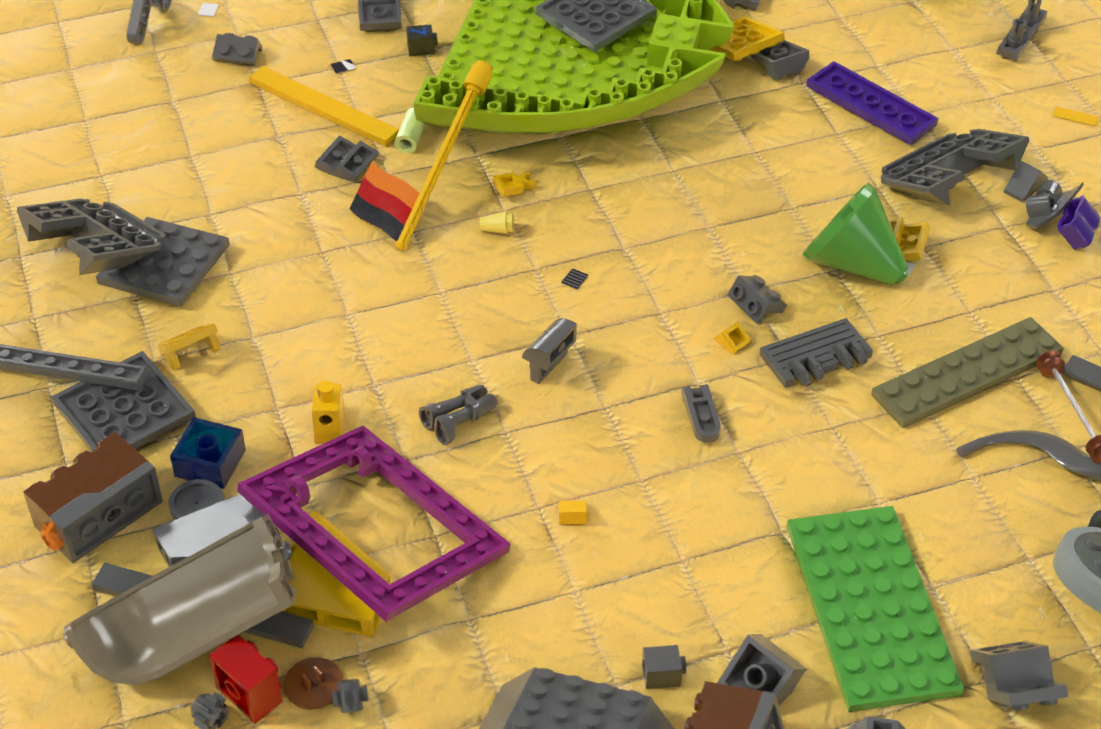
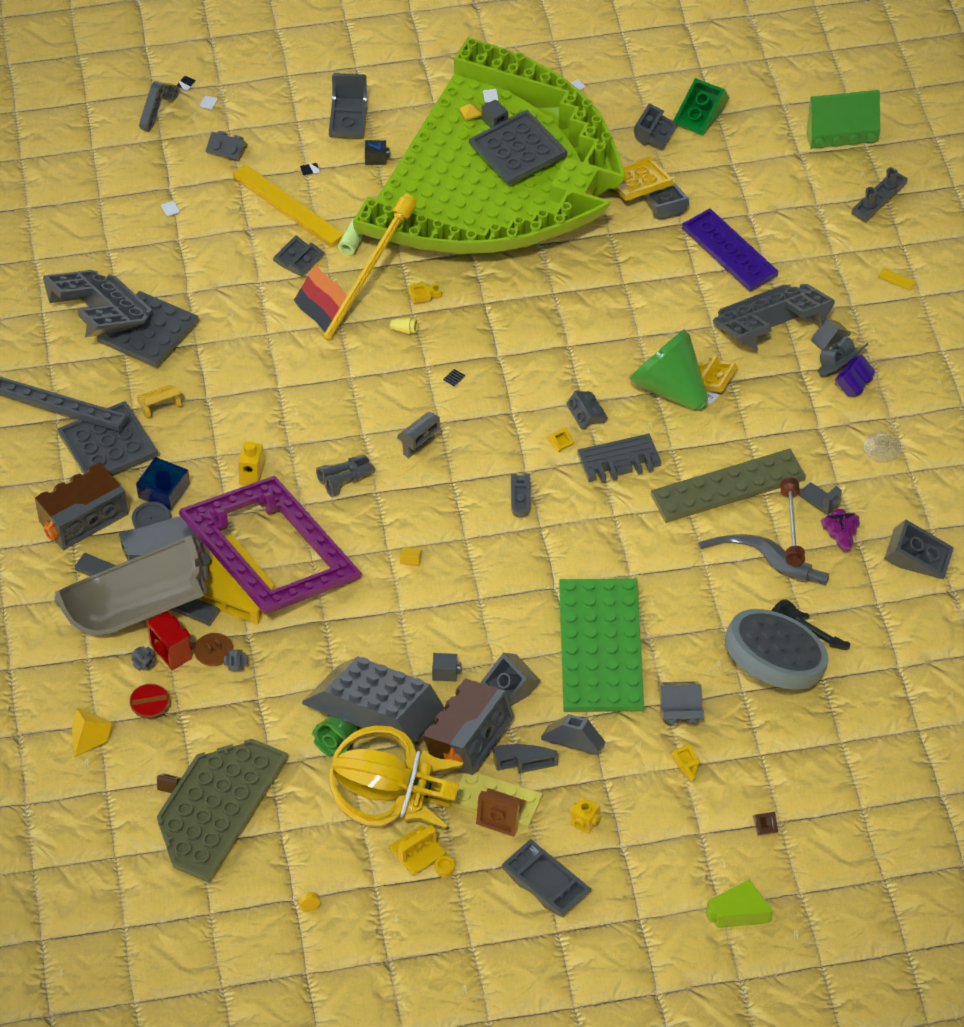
camera: 10 degrees right, 5 degrees up
(175, 123) = (170, 208): none -> white sticker

